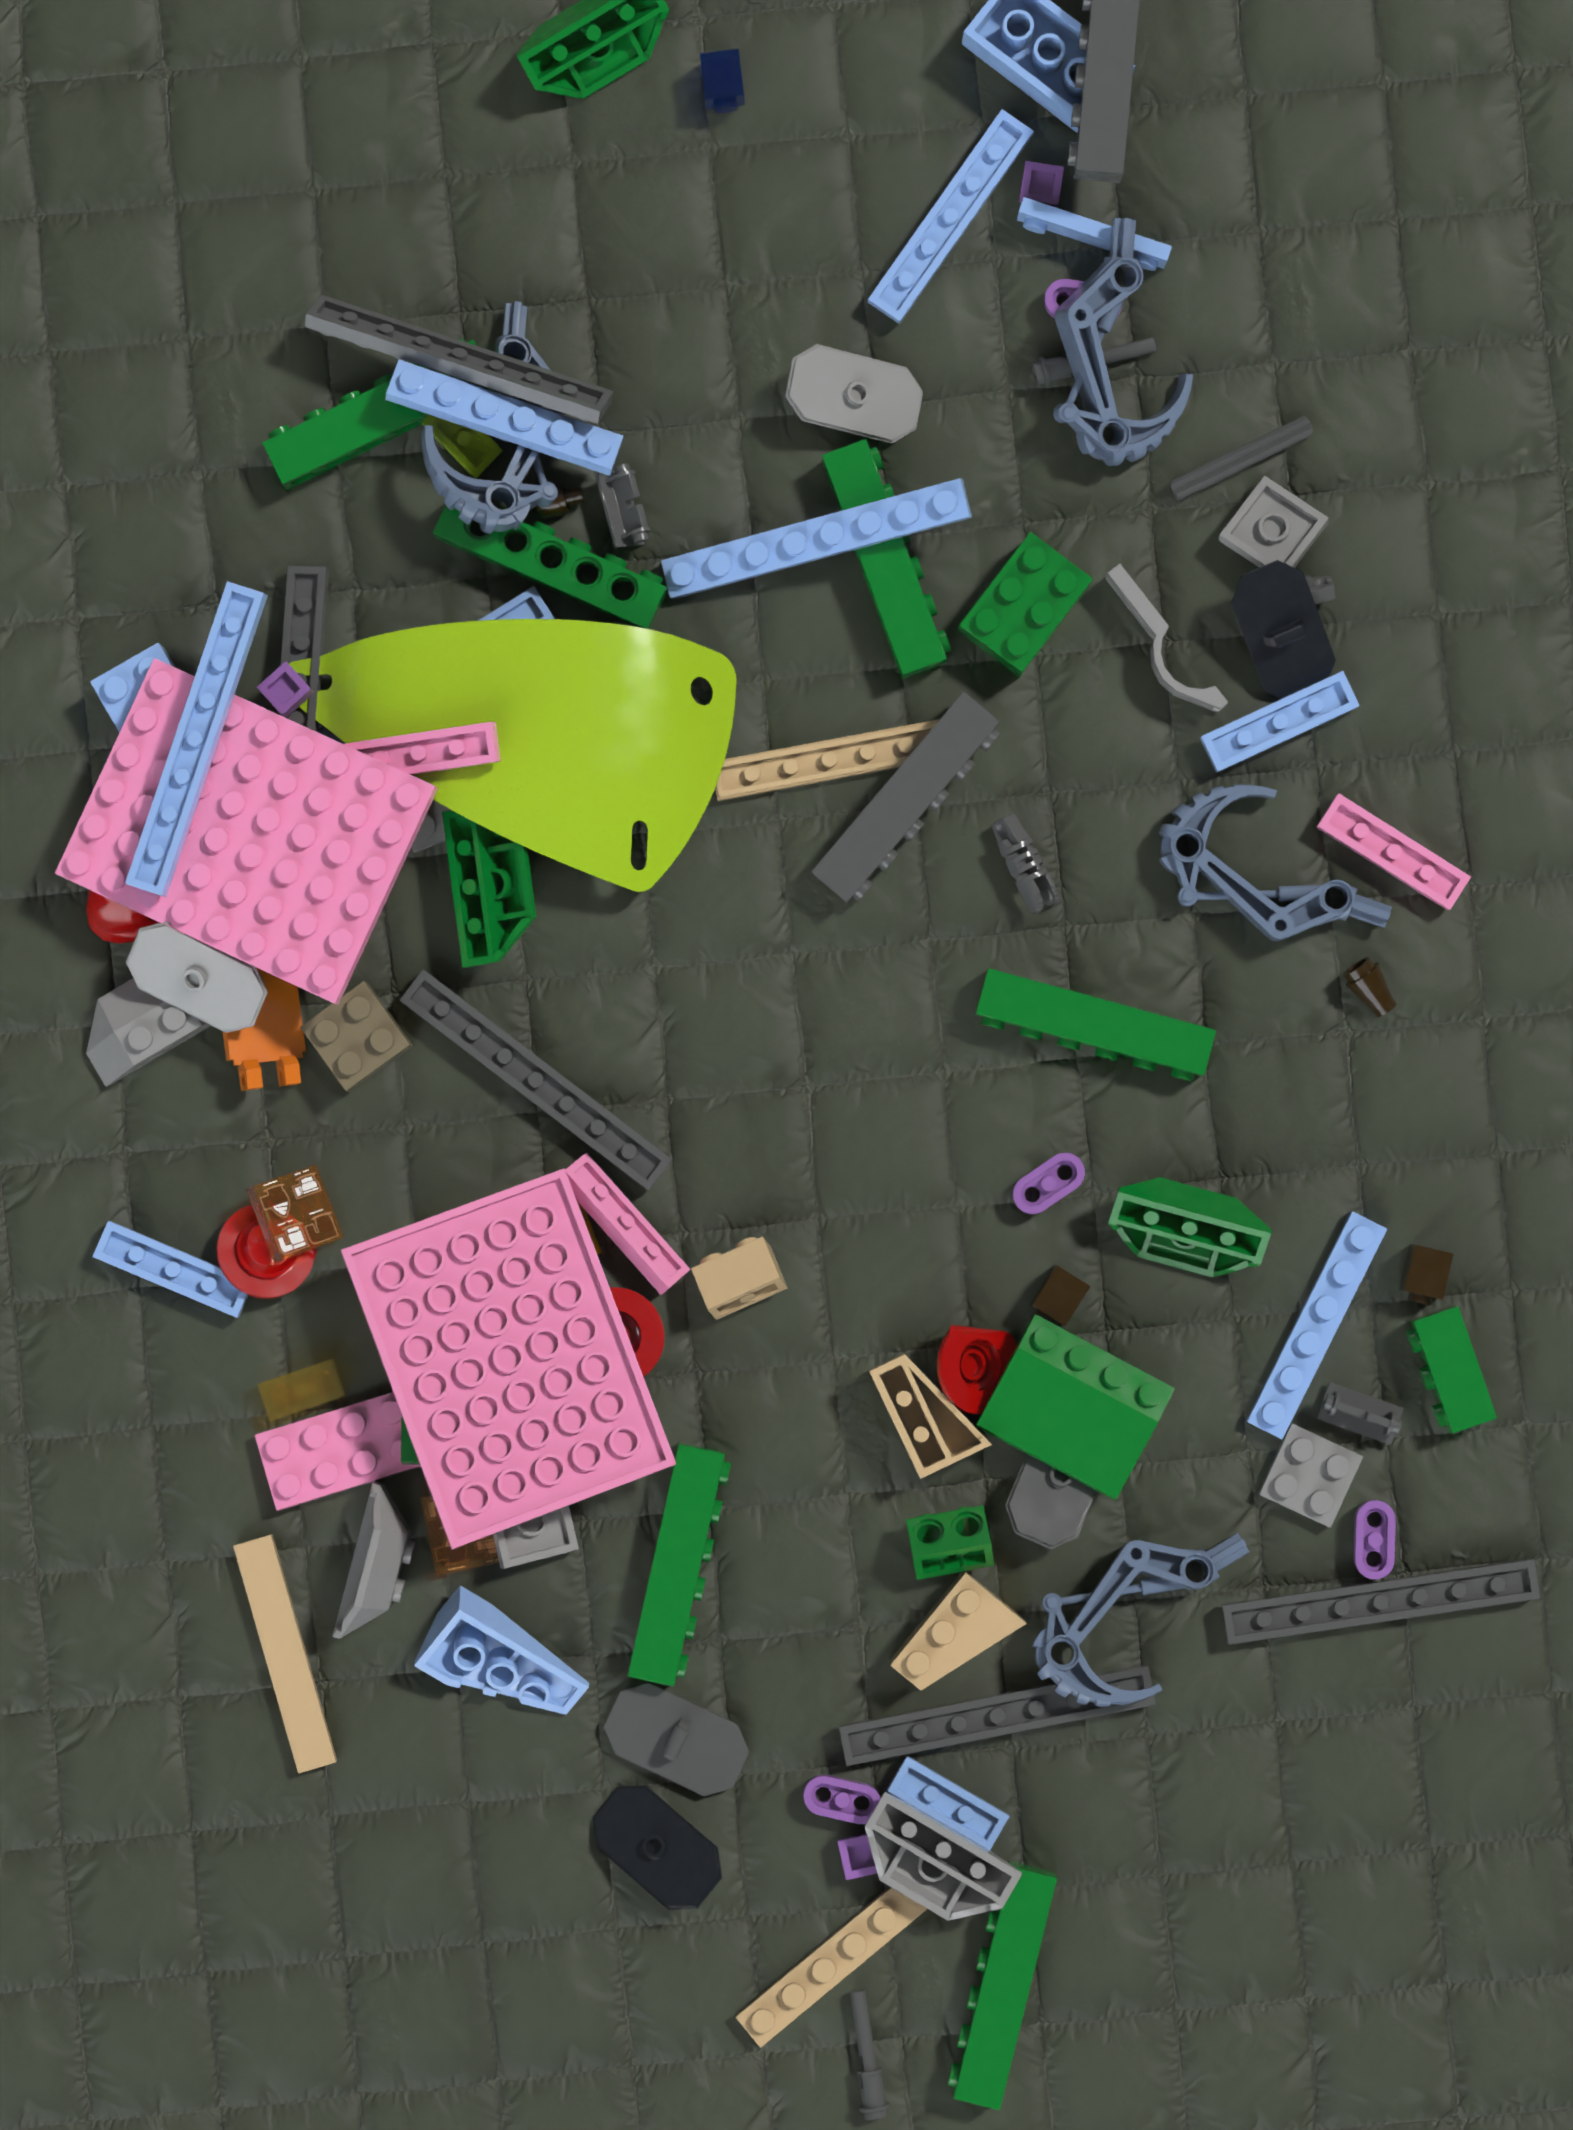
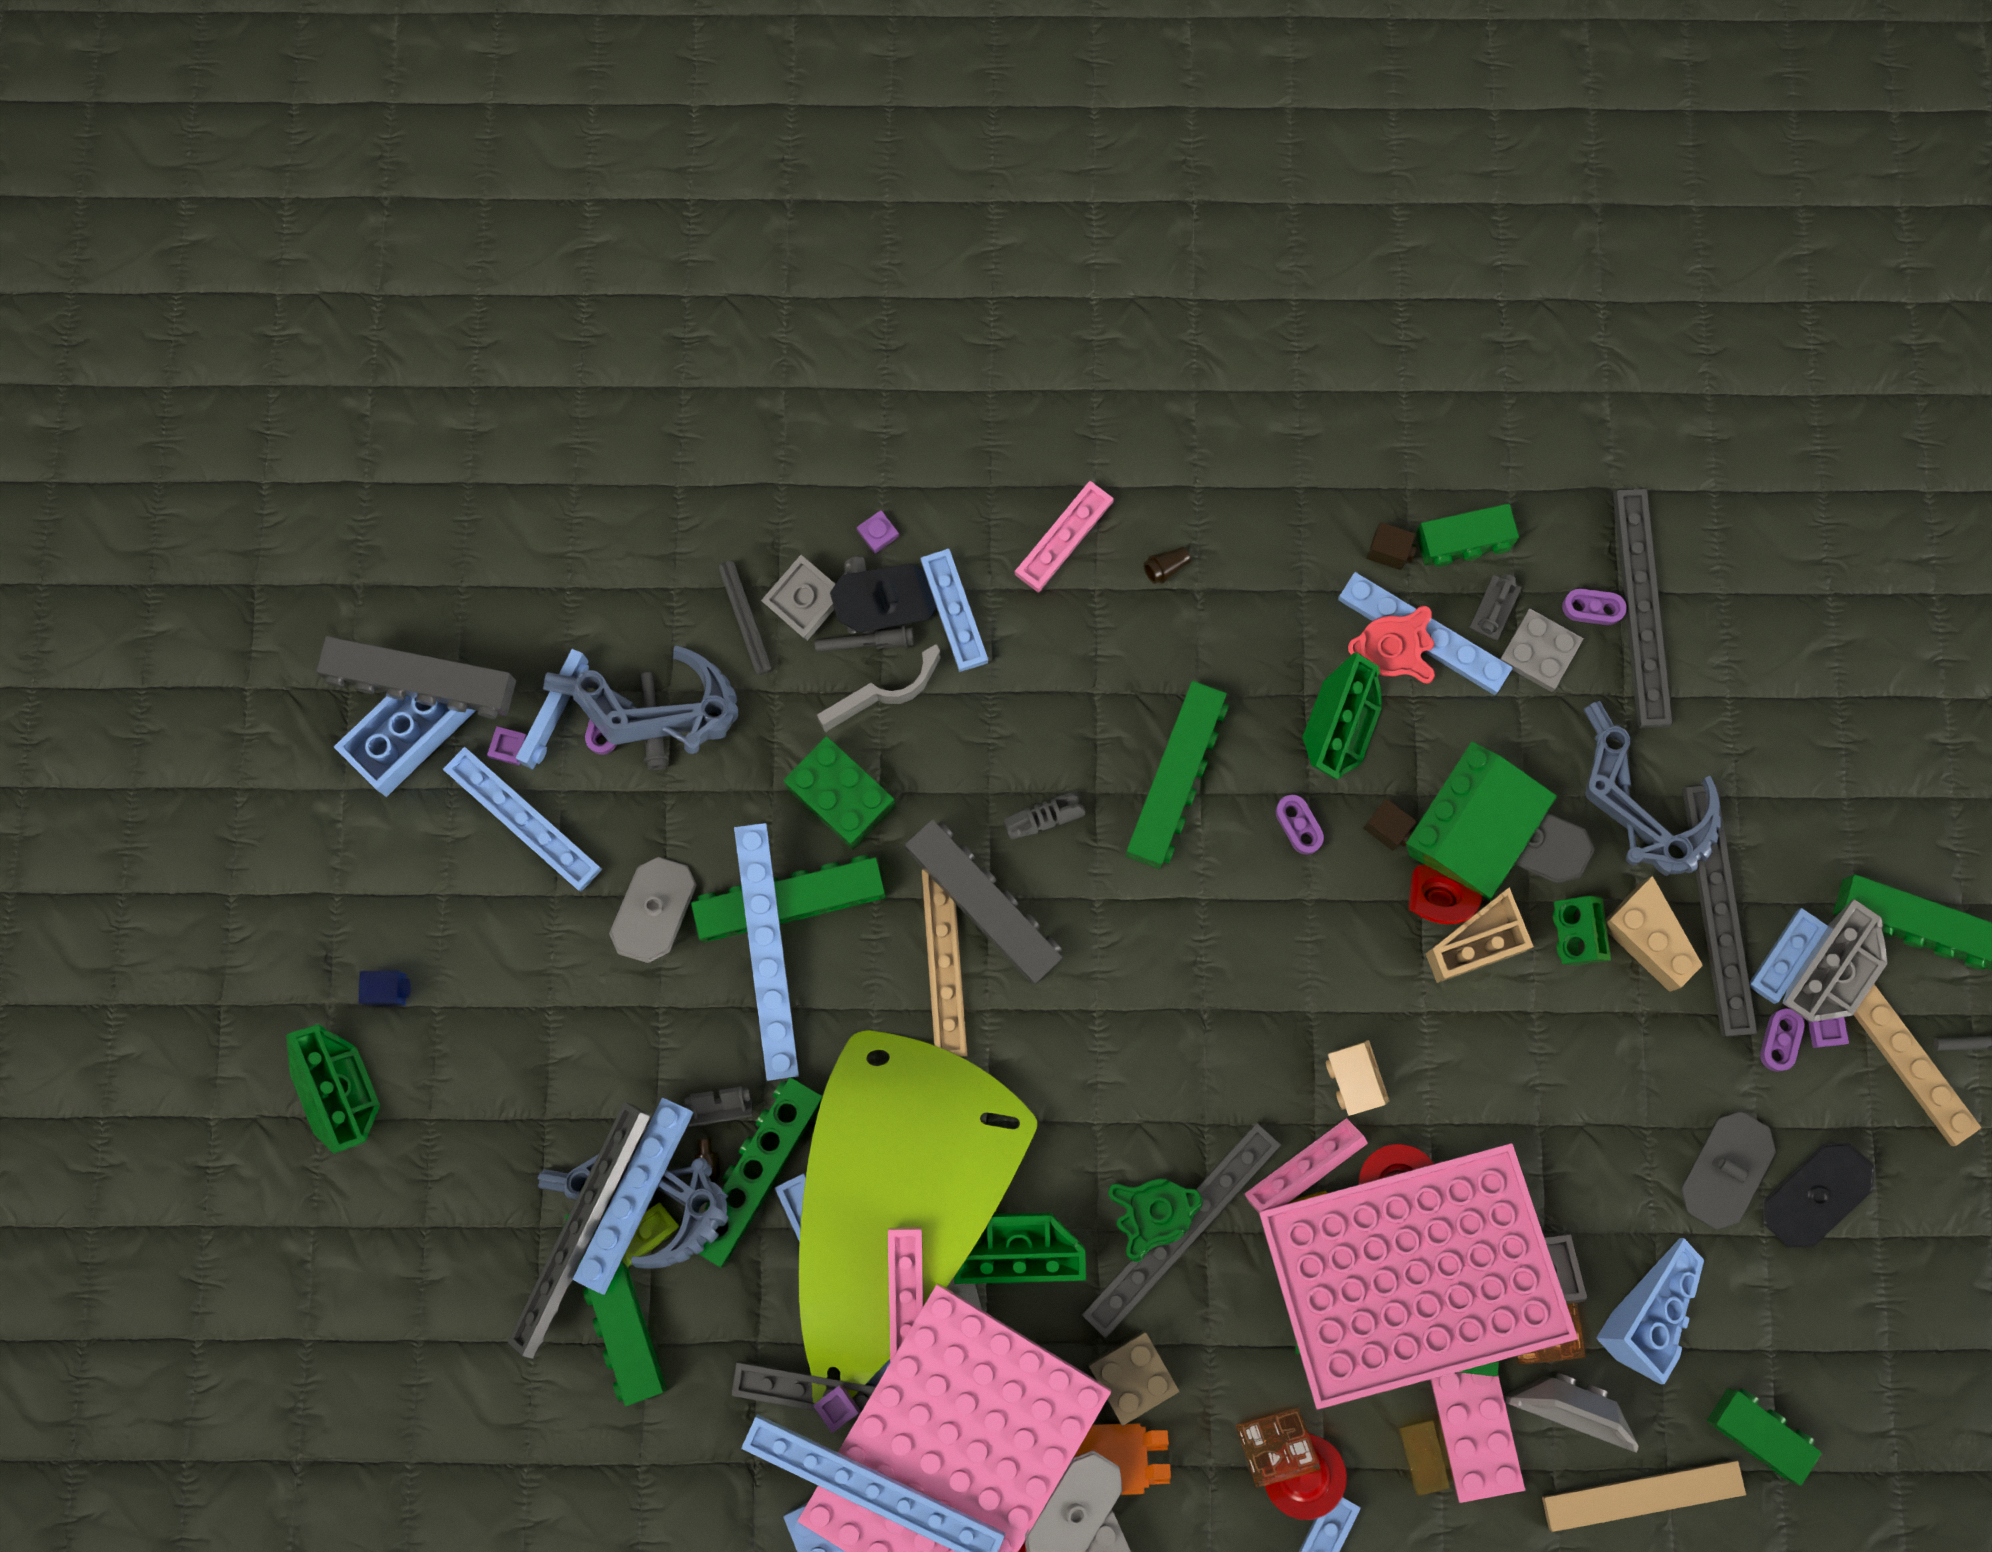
camera: 85 degrees left, 10 degrees down
(368, 1792) = (1765, 1435): none -> green brick
(550, 1045) = (1155, 1214): none -> green tile
(677, 1564) = (1588, 1154): green brick -> none
(1231, 635) = (881, 639): none -> dark grey pin
(1273, 921) = (1099, 605): sand blue piece -> none
(1293, 1287) = (1397, 644): none -> coral tile
(1374, 613) = (877, 532): none -> medium lavender plate

